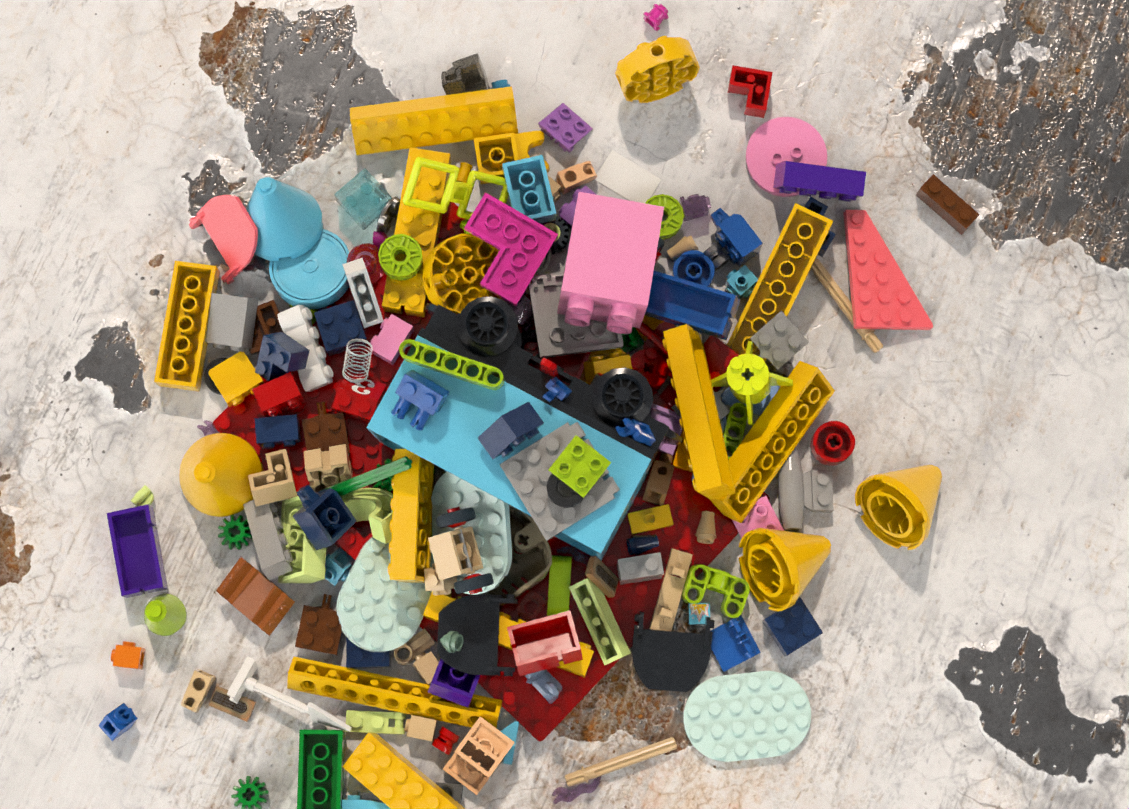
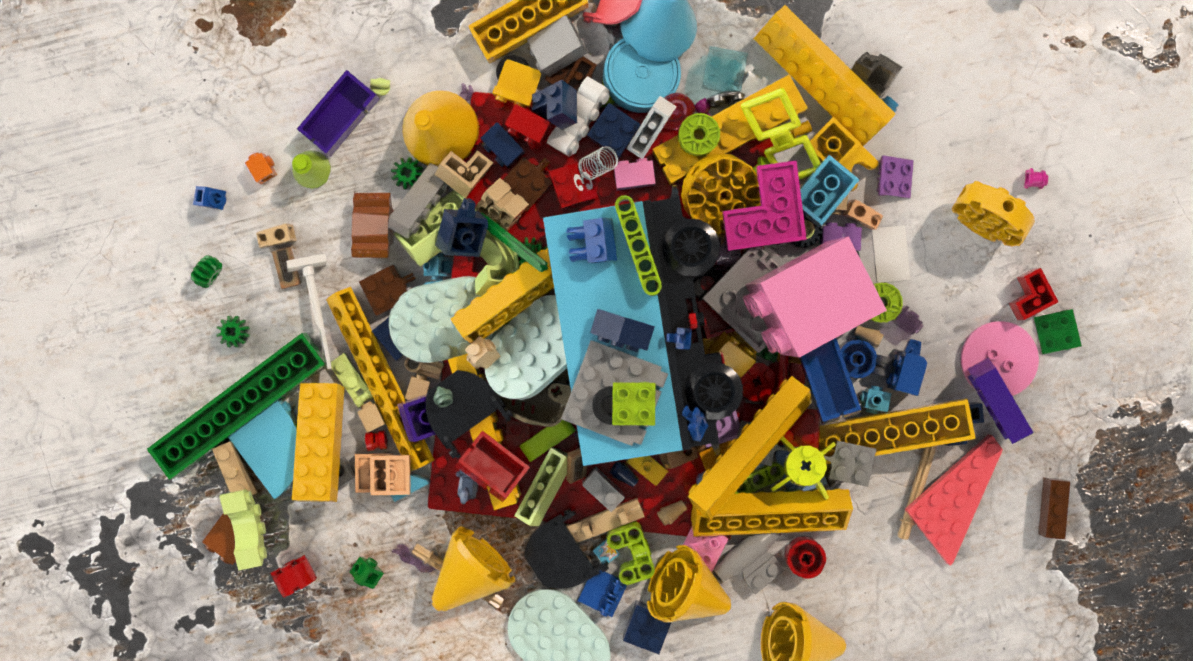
camera: 50 degrees right, 10 degrees up
(179, 775) = (206, 271): none -> green gear
(458, 552) = (507, 354): brick -> none
(623, 745) = (469, 572): none -> yellow cone
(798, 92) = (1057, 331): none -> green hinge

